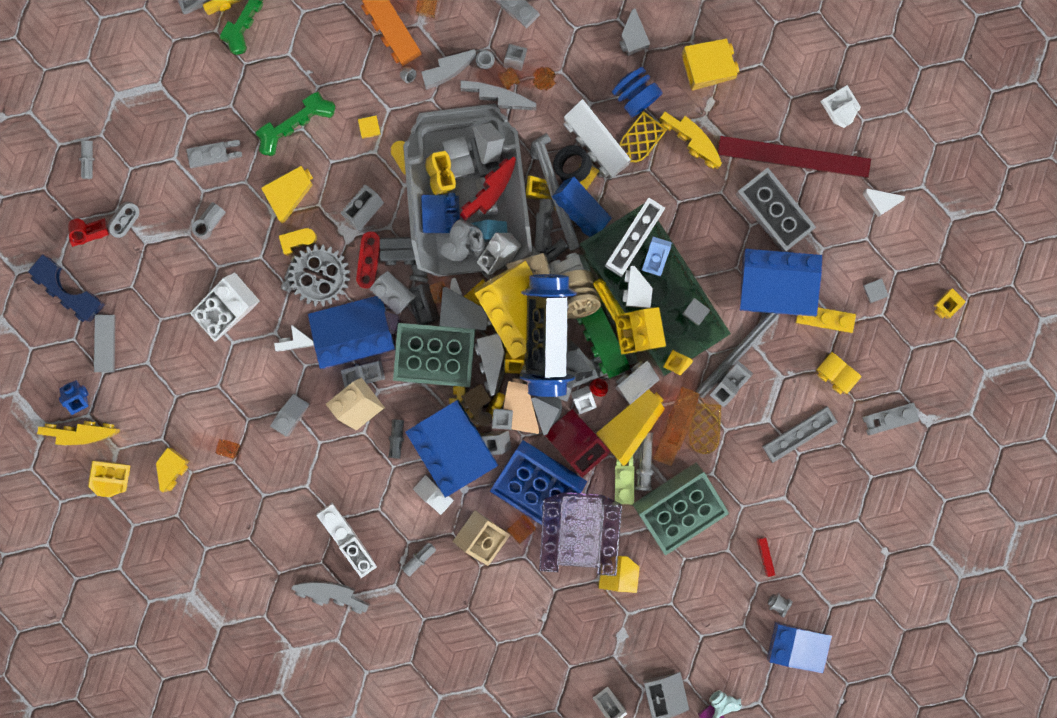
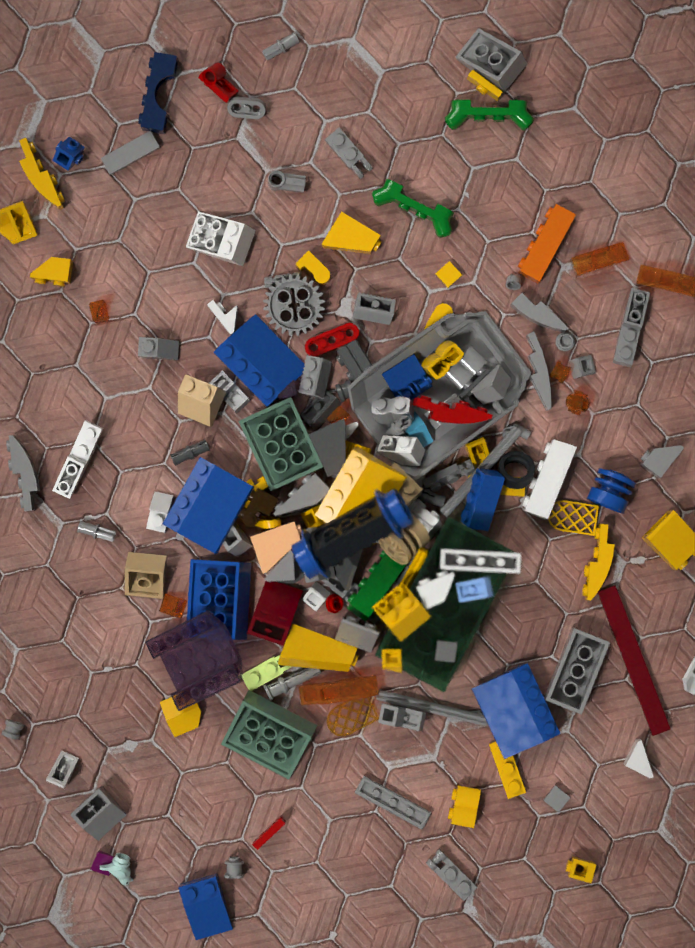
camera: 60 degrees right, 0 degrees up
(502, 419) = (257, 535): light grey tile -> none

